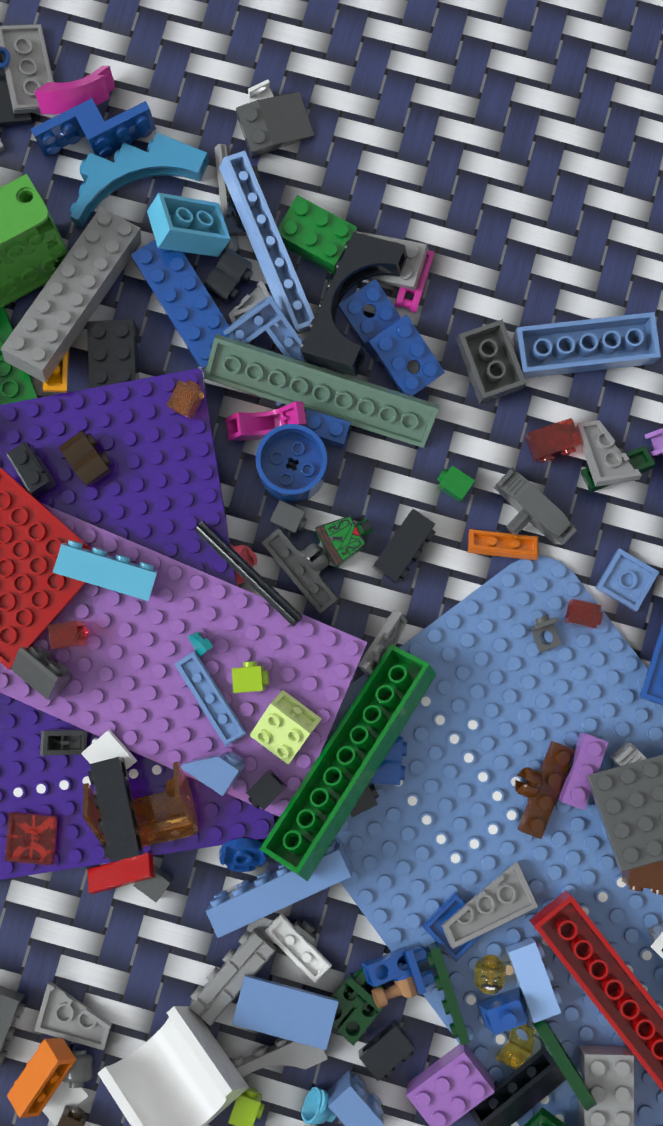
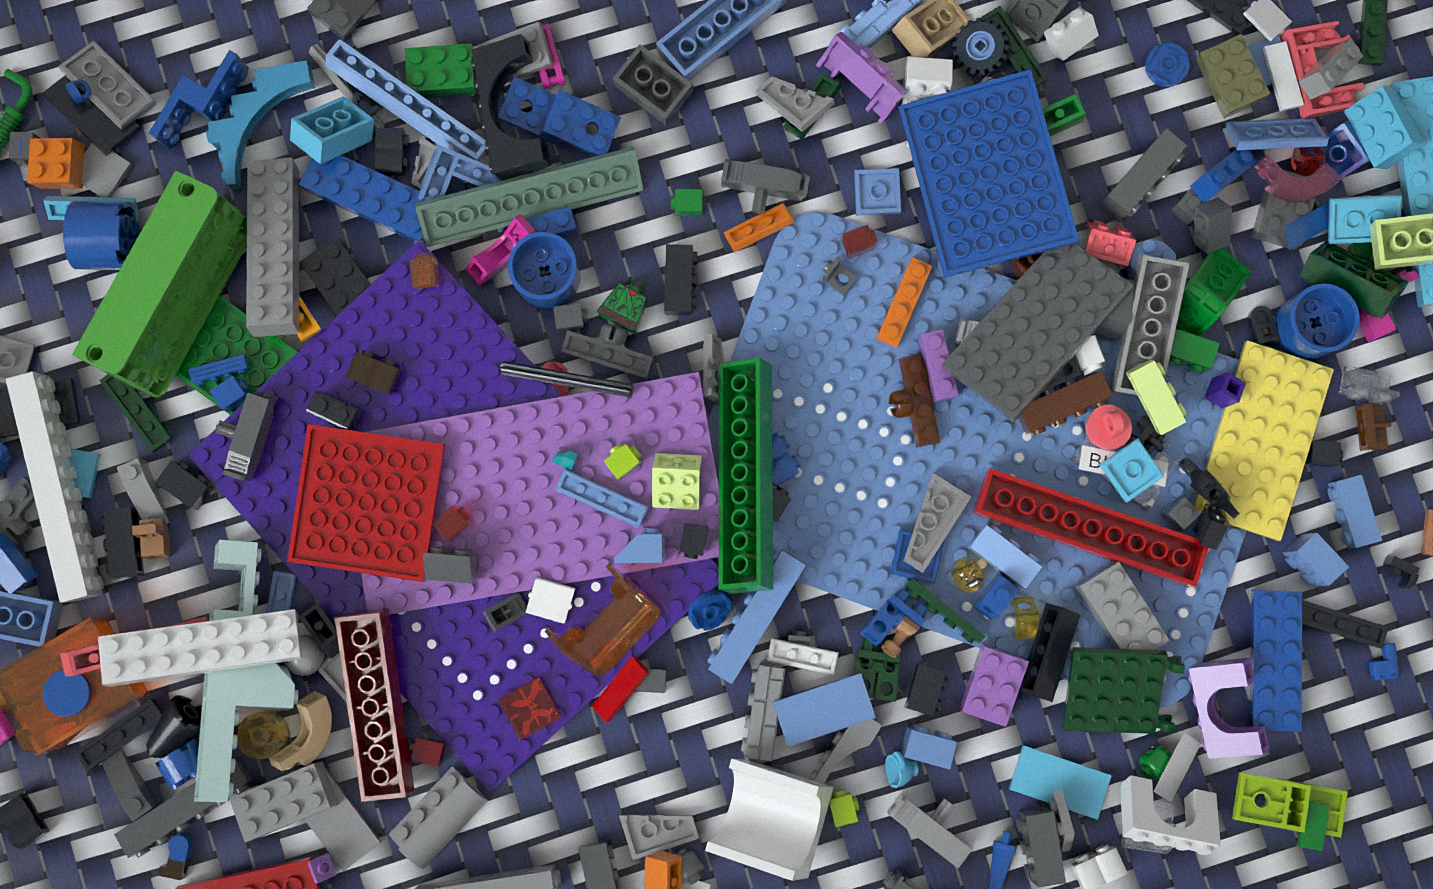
camera: 30 degrees left, 0 degrees up
(60, 97) = (157, 89): dark pink arch -> none
(104, 570) = (451, 450): medium azure brick -> none
(116, 809) = (584, 634): black brick -> none
(553, 440) = (744, 117): clear red brick -> none
(565, 1064) = (1069, 603): dark green beam -> none
(588, 693) = (904, 302): none -> orange plate

